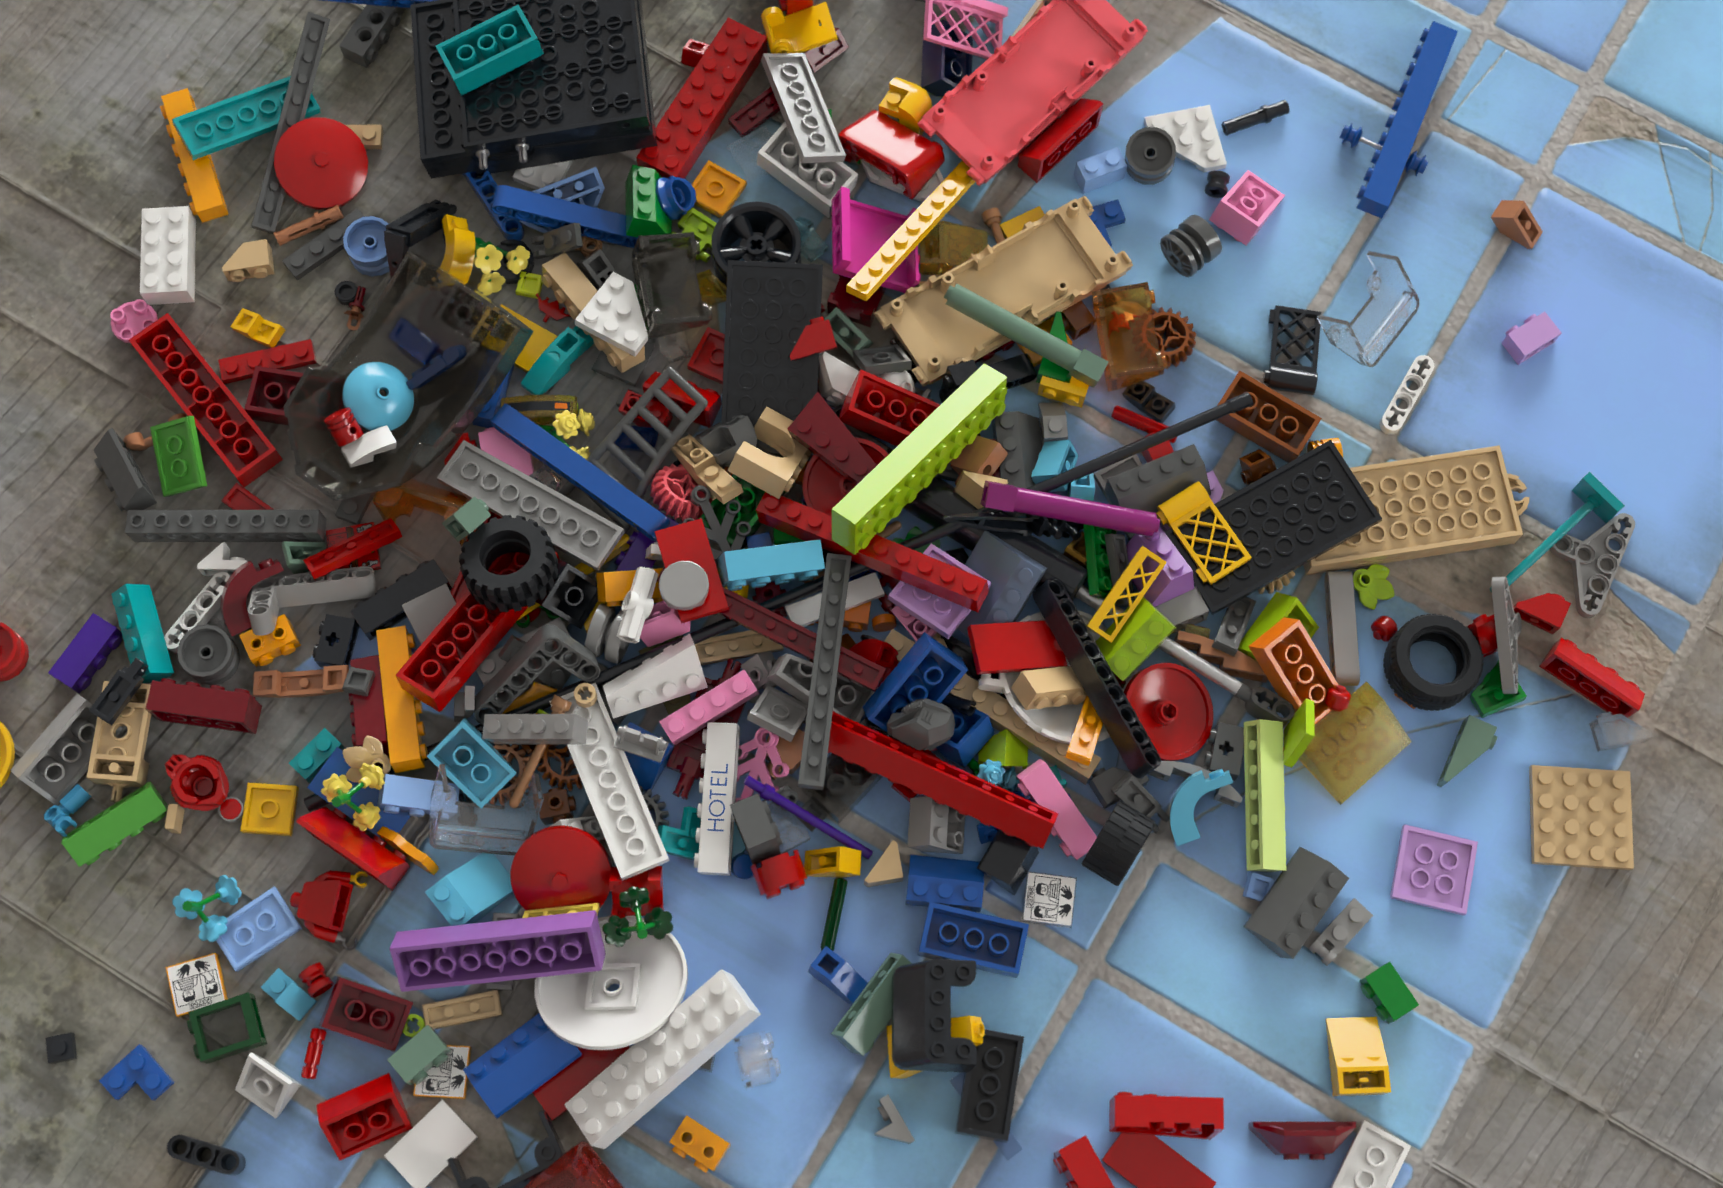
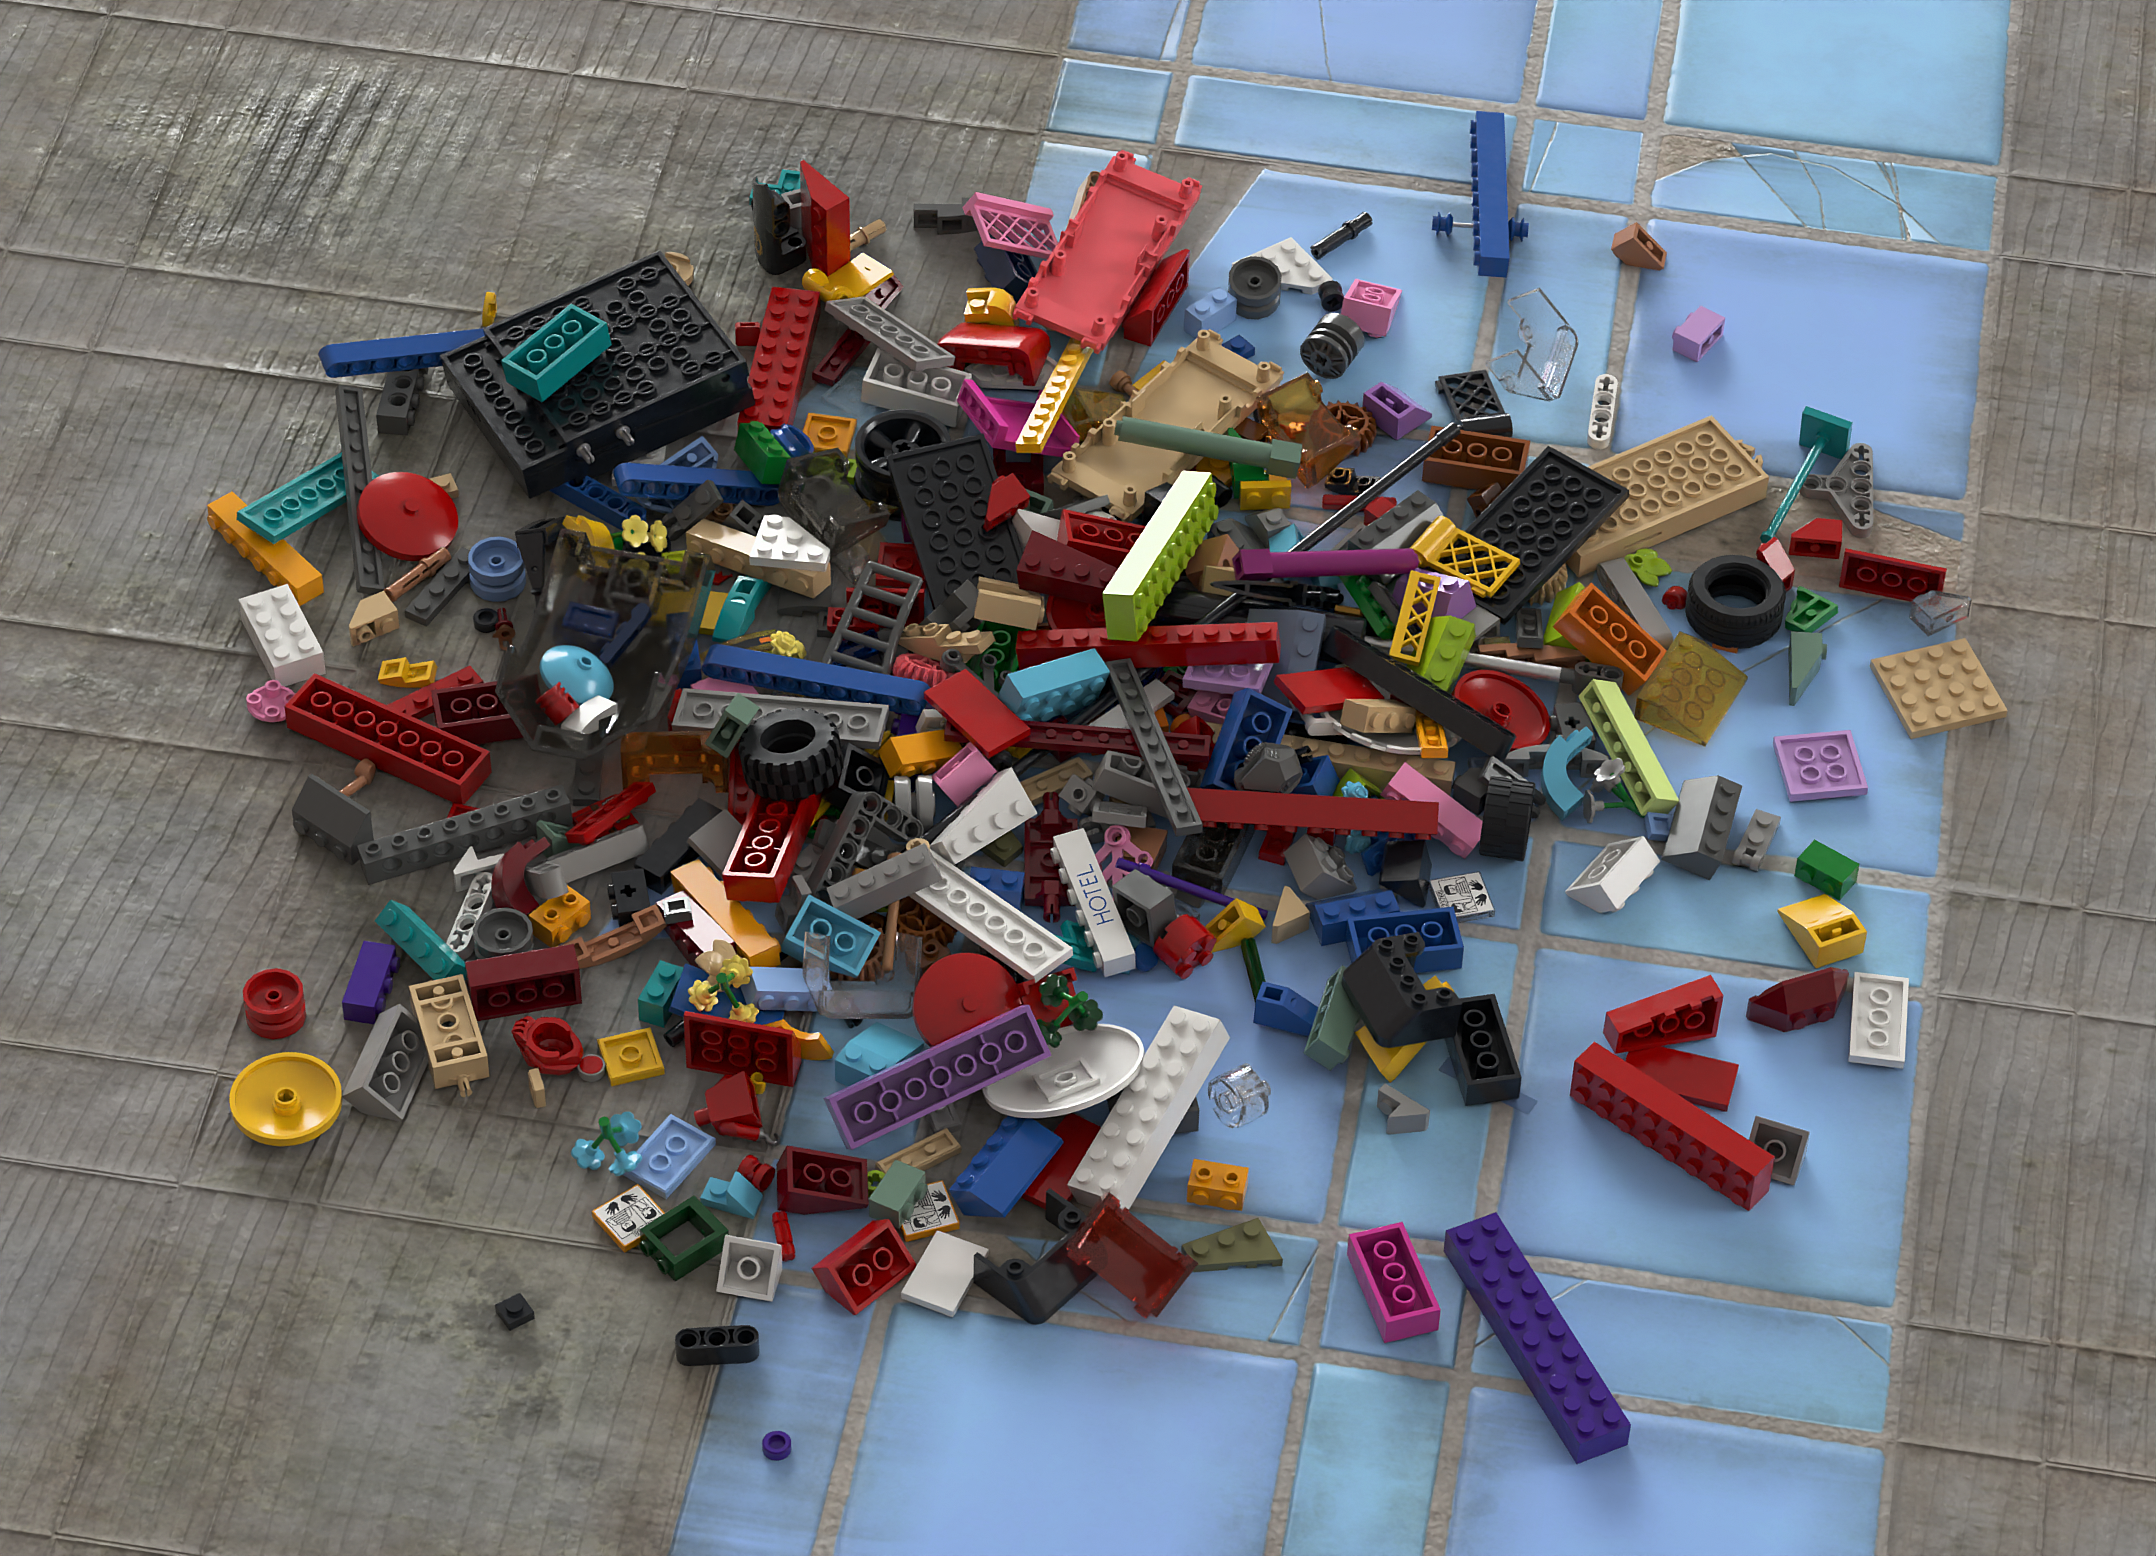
camera: 20 degrees left, 25 degrees down
(59, 816) = (419, 1113): dark azure bar -> none
(115, 824) = (477, 1107): bright green brick -> none
(119, 692) = (433, 984): black hinge -> none
(138, 1069) = (606, 1303): blue plate -> none
(178, 456) = (385, 791): bright green tile -> none
(637, 605) = (936, 756): white piece -> none
(640, 744) = (983, 870): light grey hinge -> none
(684, 585) = (978, 719): light grey tile -> none
(709, 707) = (1055, 818): bright pink brick -> none
(1193, 927) = (1614, 875): none -> white slope
(1219, 332) = (1394, 410): none -> medium lavender slope
(1229, 831) = (1607, 777): none -> light grey plant
(1299, 733) = (1636, 679): lime tile -> none
(1337, 698) = (1658, 650): red piece -> none
(1508, 629) = (1792, 550): light grey beam -> none

